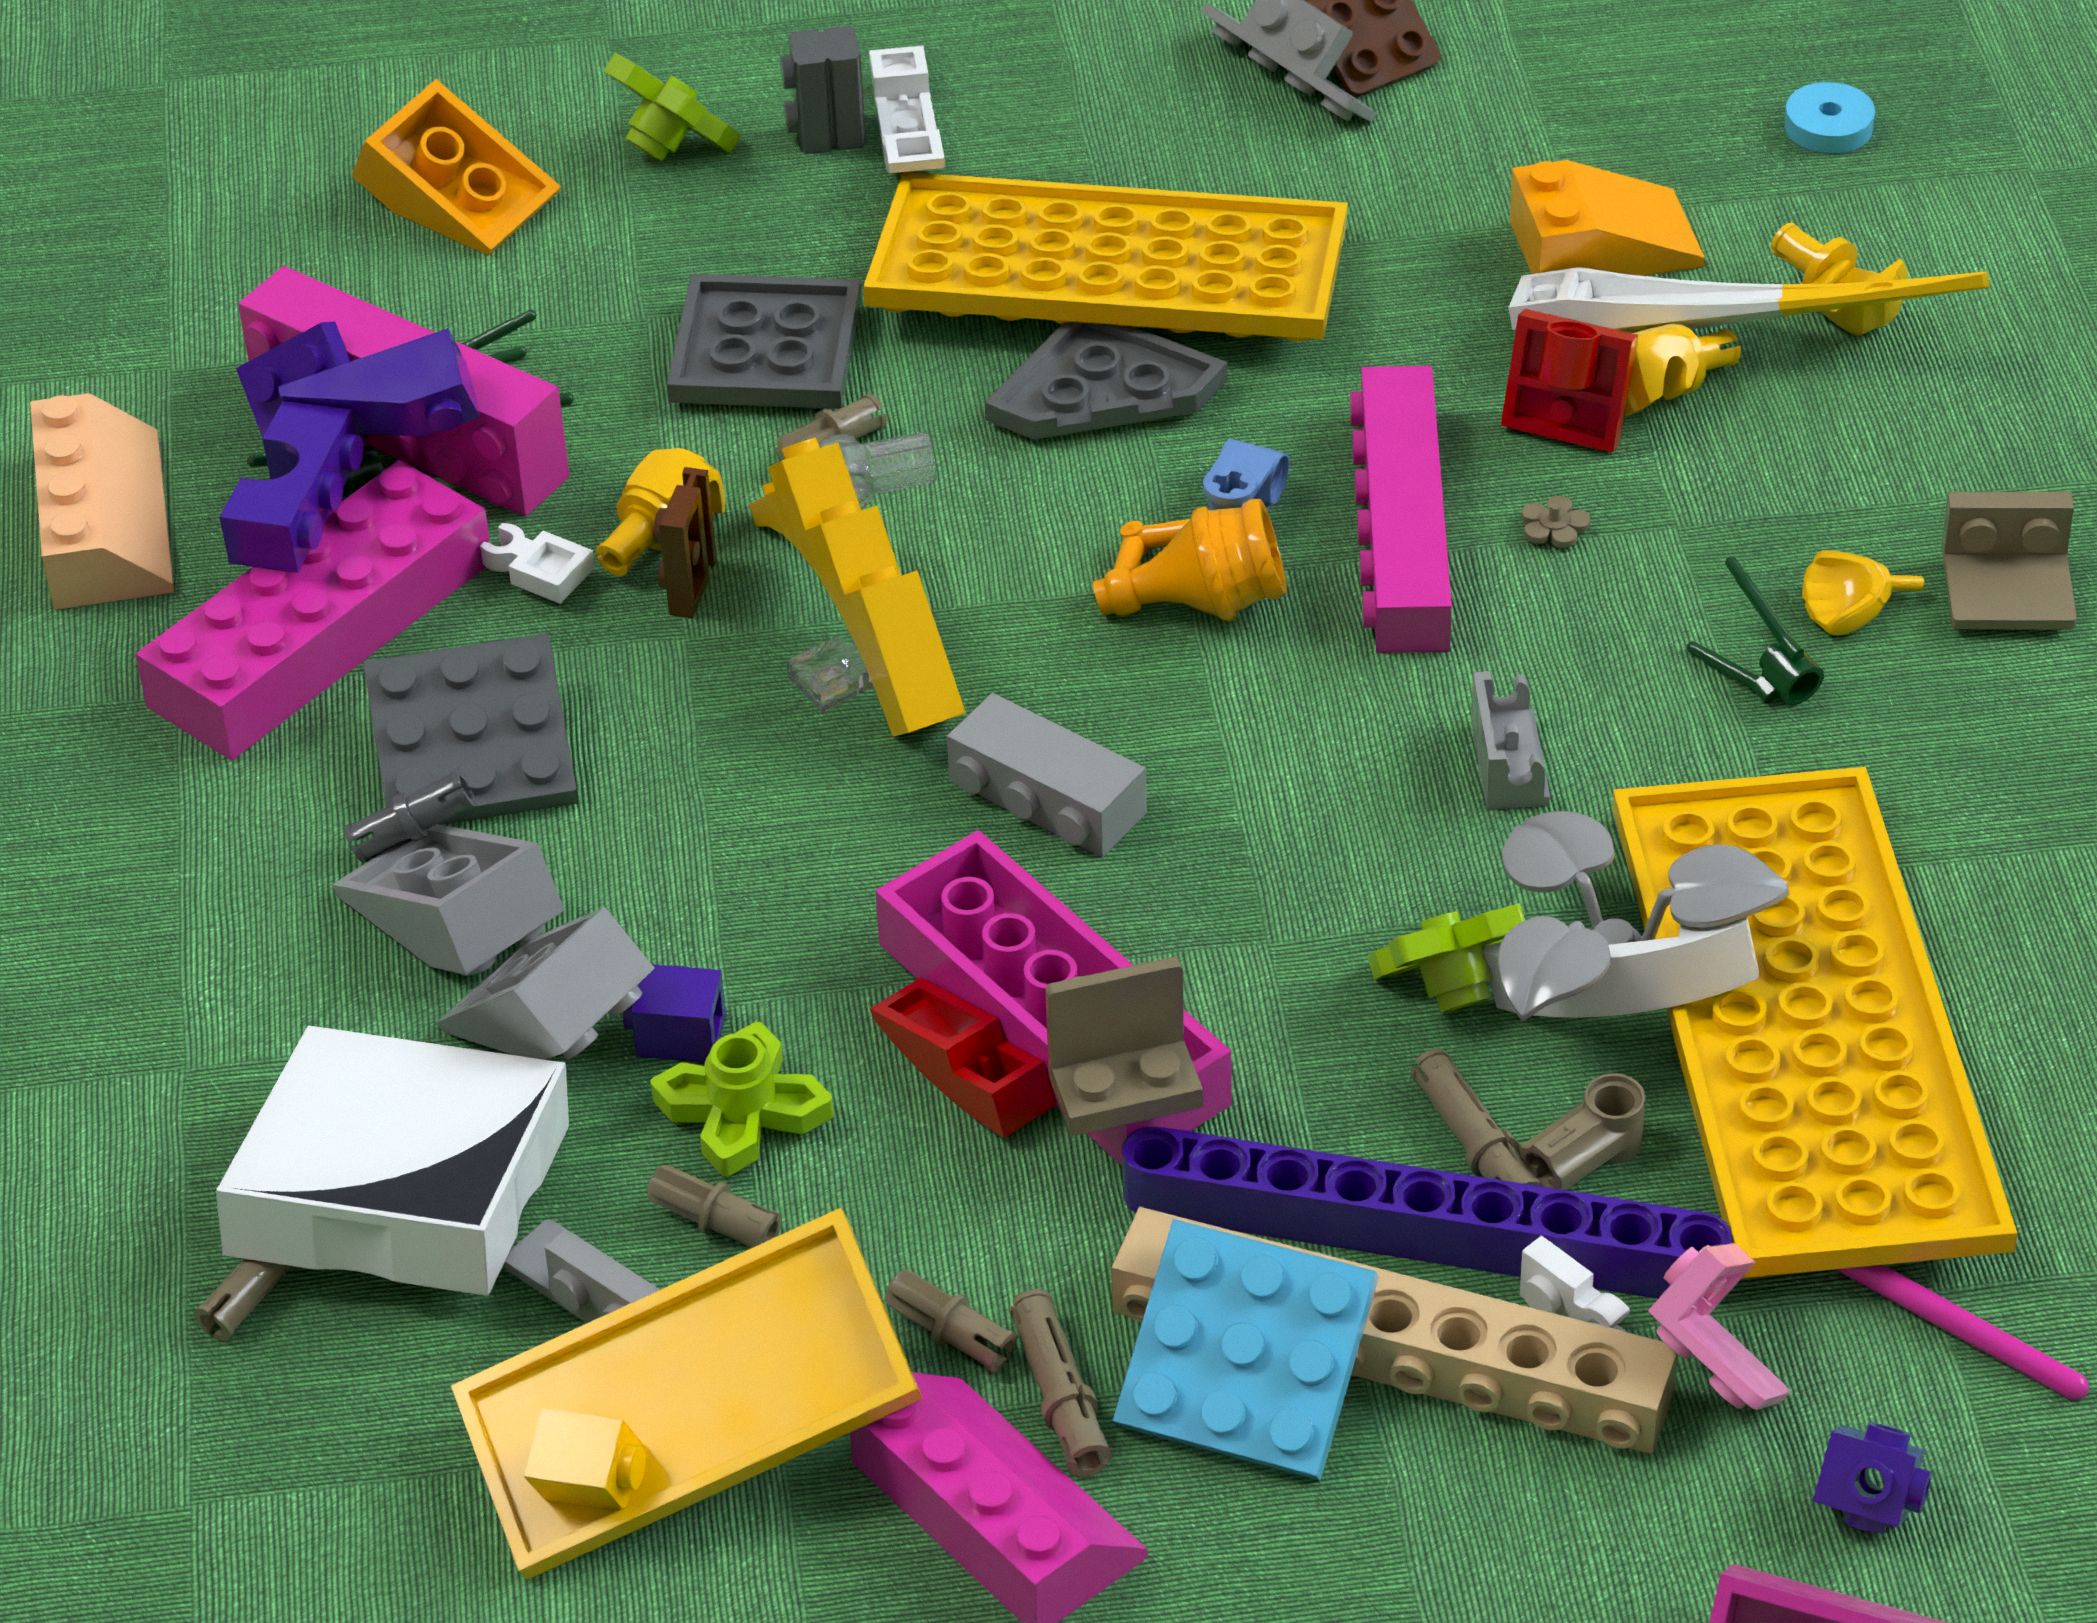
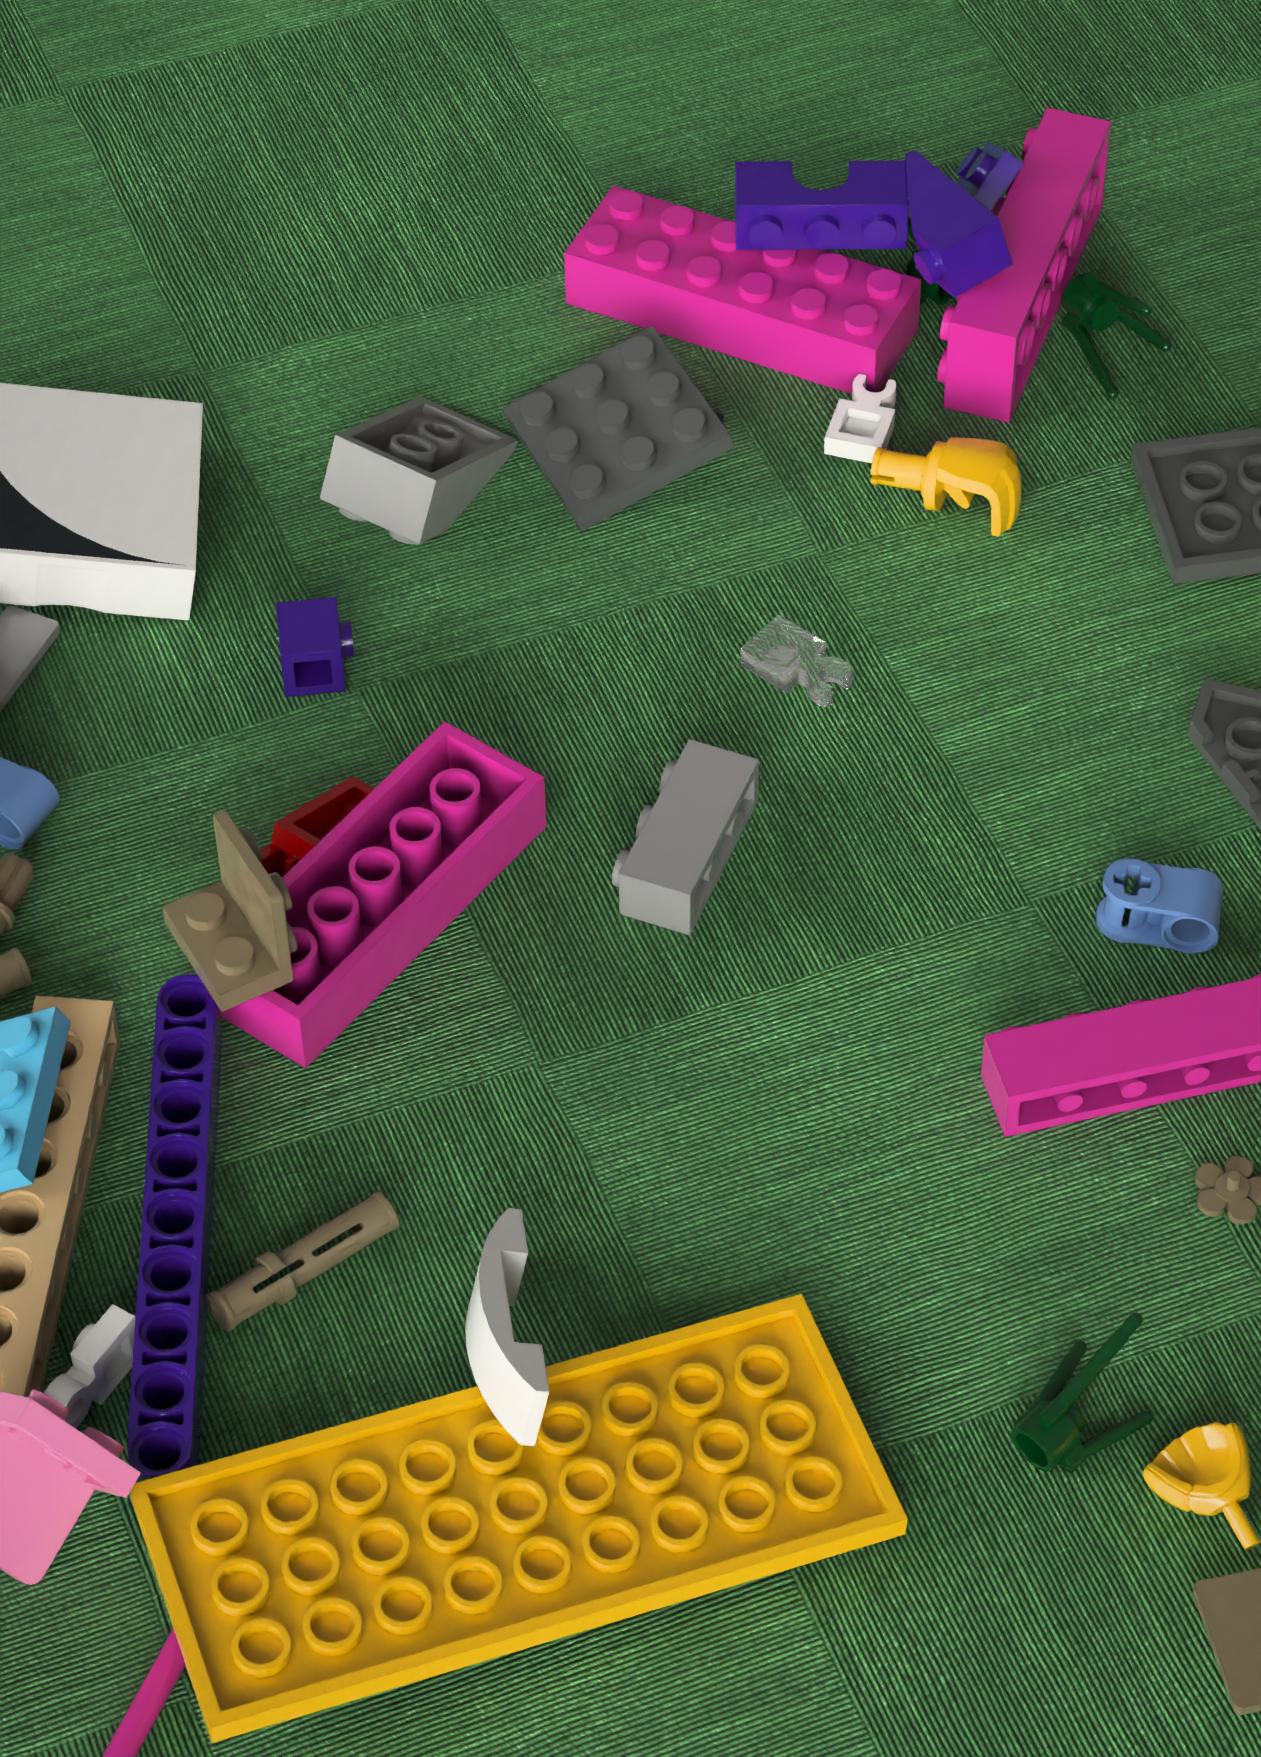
camera: 75 degrees right, 5 degrees up
(99, 502) = (837, 113): light nougat slope -> none
(410, 816) = (495, 414): dark grey pin -> none
(553, 990) = (277, 544): light grey slope -> none
(687, 543) = (891, 499): reddish brown plate -> none
(713, 1207) = (91, 726): dark tan axle -> none
(739, 1096) = (223, 714): lime plant -> none
(848, 420) = (1124, 579): dark tan axle -> none
(852, 555) = (874, 599): yellow arch -> none
(886, 463) = (1075, 611): clear piece -> none
(1209, 562) = (1020, 893): light orange piece -> none
(1449, 955) = (510, 1181): lime plant -> none
(1507, 746) = (852, 1194): light grey hinge -> none
(1551, 962) = (569, 1352): light grey plant -> none
(1593, 1133) = (305, 1349): dark tan piece -> none

